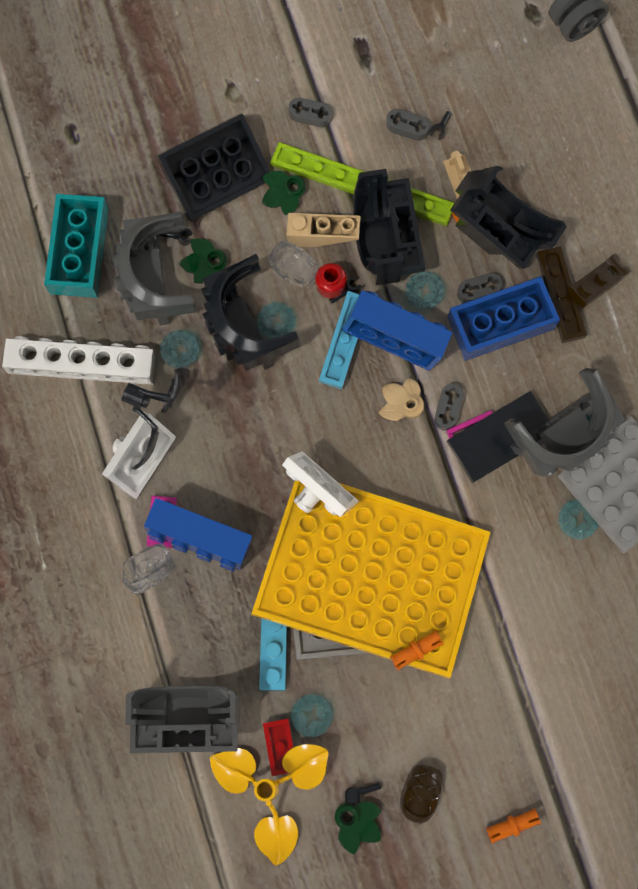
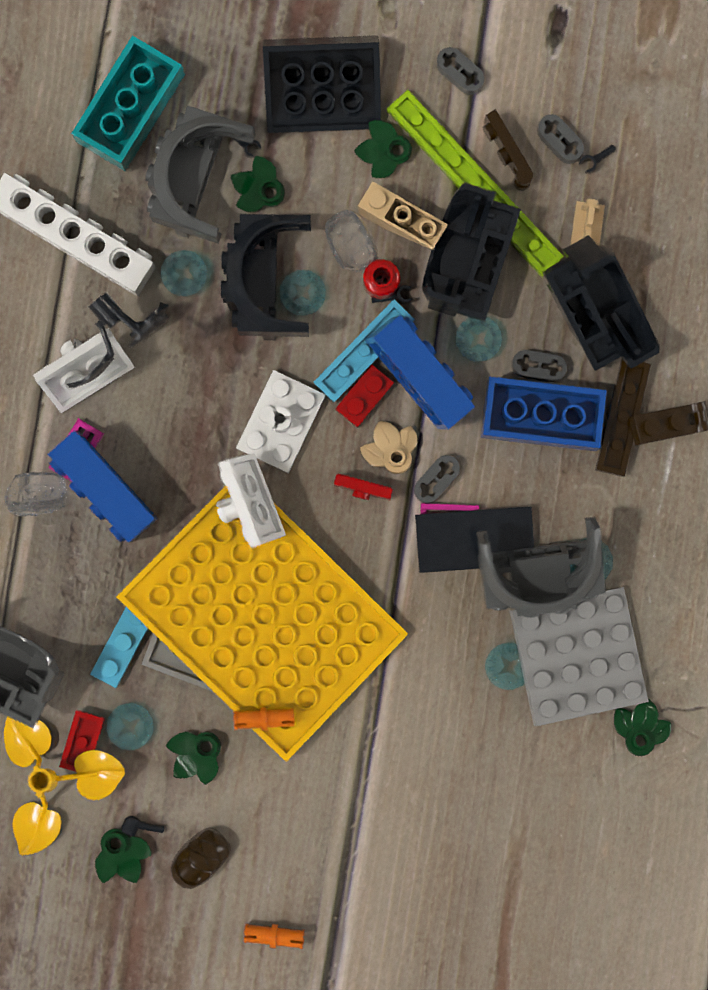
camera: 25 degrees right, 10 degrees up
(309, 421) = (281, 421): none -> white plate
(362, 373) = (364, 396): none -> red plate
(374, 716) = (192, 758): none -> dark green plate
(375, 148) = (508, 150): none -> dark brown plate
(397, 440) = (363, 489): none -> red plate

